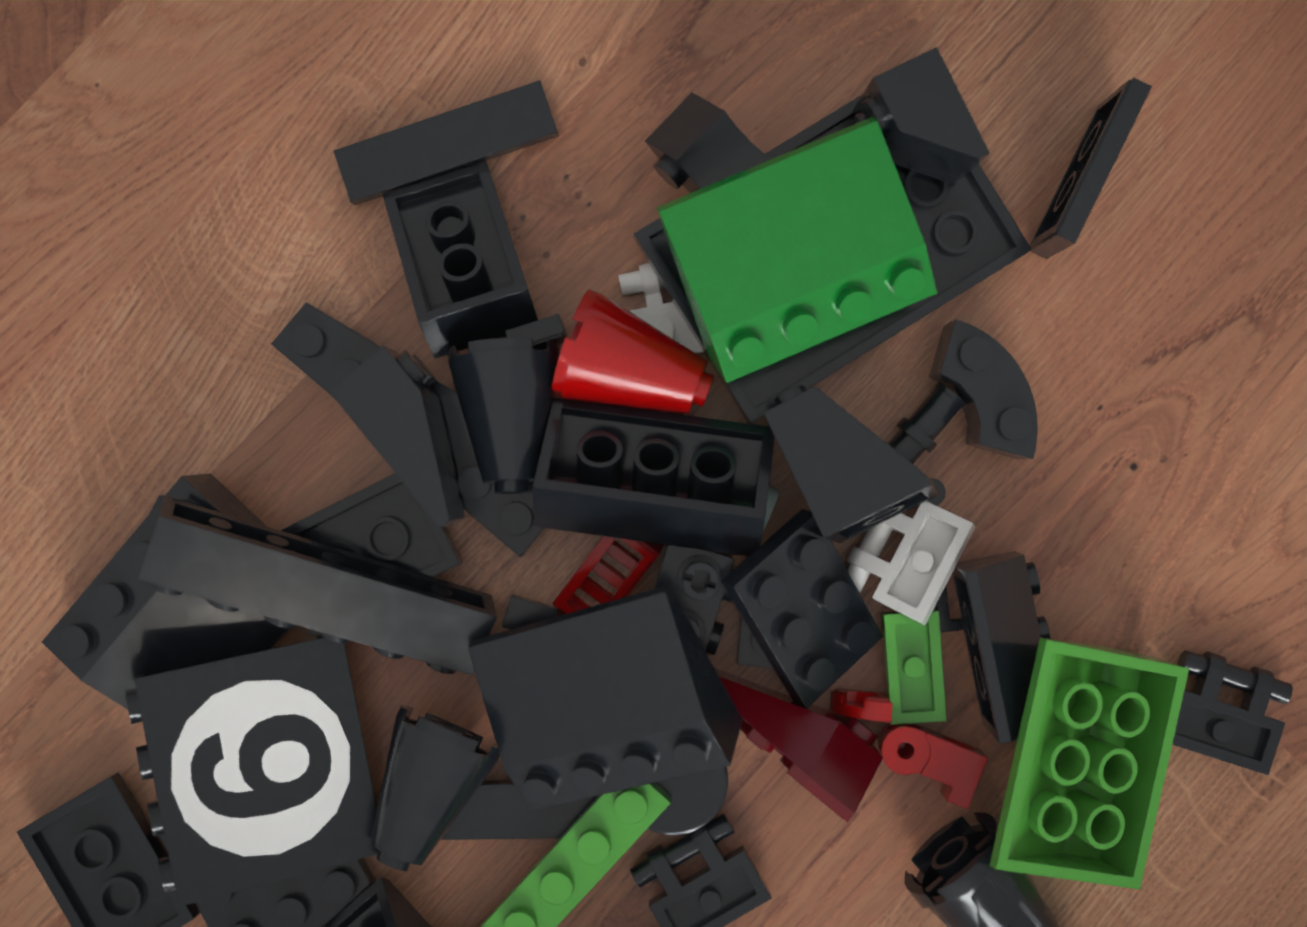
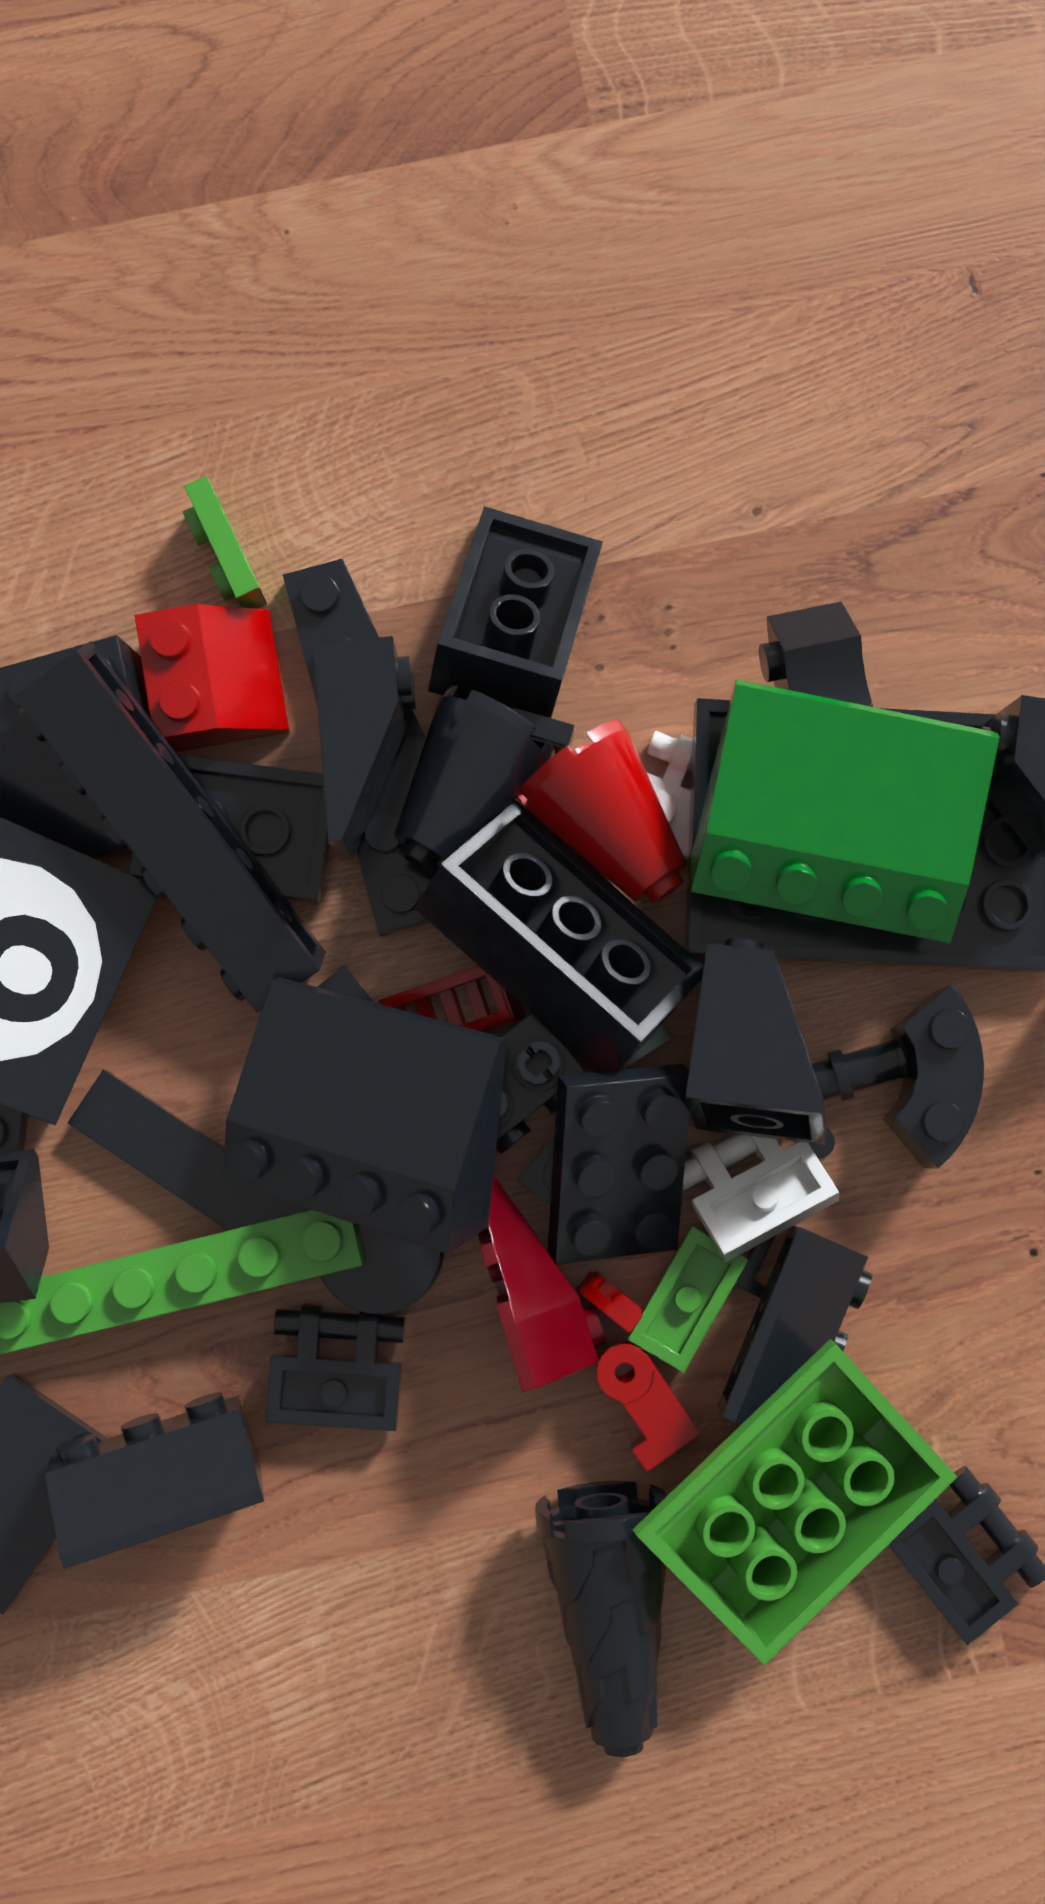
camera: 40 degrees right, 5 degrees down
(194, 342) = (210, 524): none -> bright green plate
(270, 453) = (211, 675): none -> red slope
(425, 785) = (139, 1086): black cone -> none
(446, 142) = (577, 499): black tile -> none

